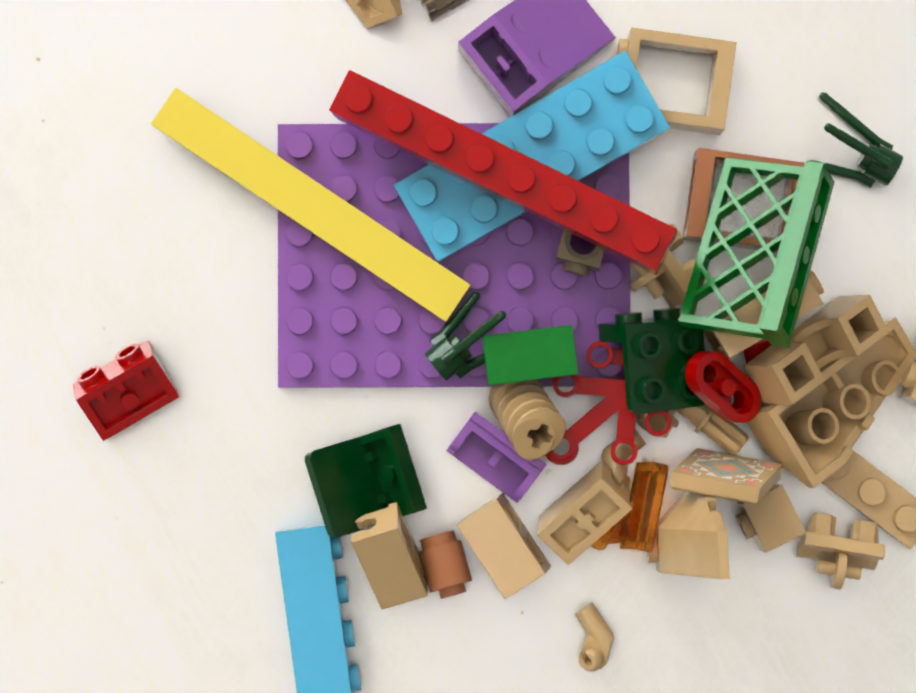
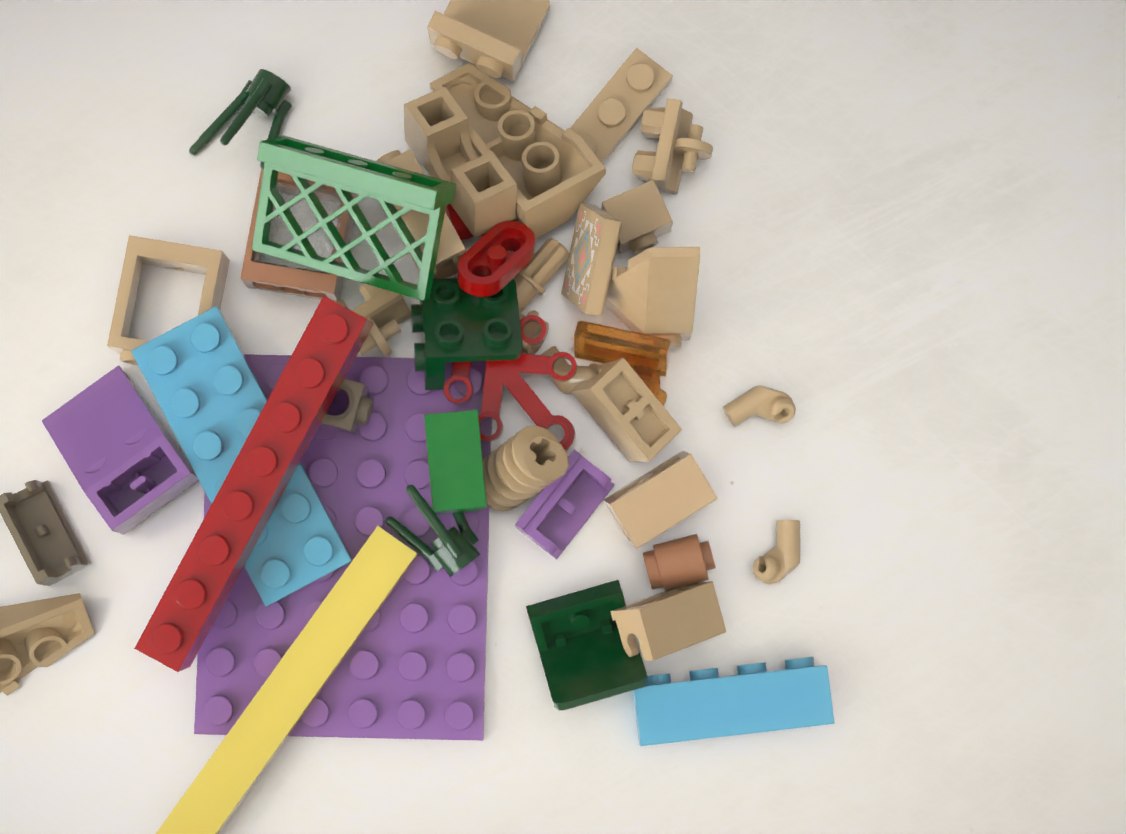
camera: 90 degrees left, 5 degrees down
(453, 661) = (781, 558): none -> tan arm

